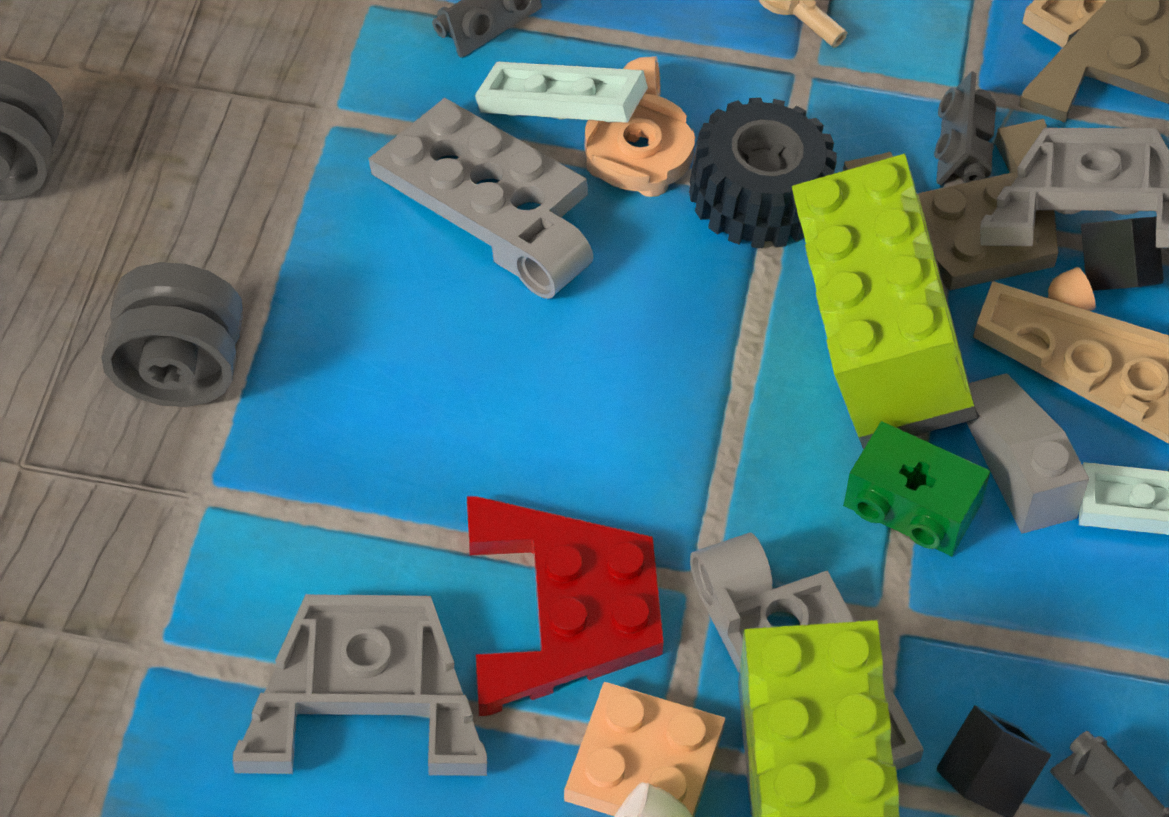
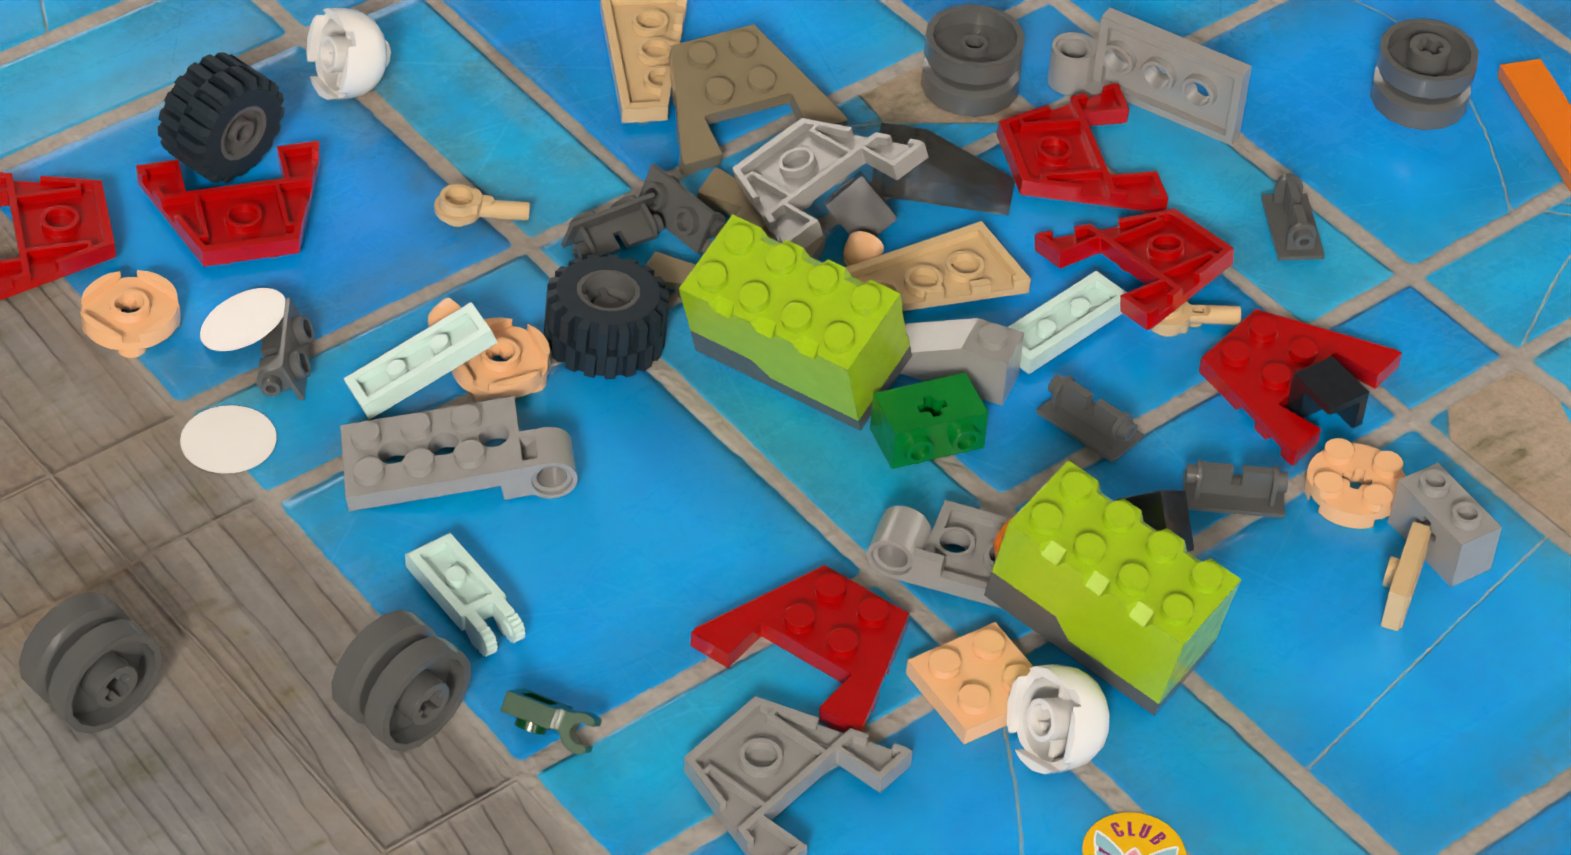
camera: 50 degrees left, 10 degrees down
(263, 457) = (539, 713): none -> dark green plate
(347, 308) = (464, 592): none -> light aqua hinge
(365, 45) = (228, 439): none -> white sticker
(902, 105) = (628, 217): none -> dark grey hinge
(1071, 613) = (1091, 423): none -> dark grey hinge

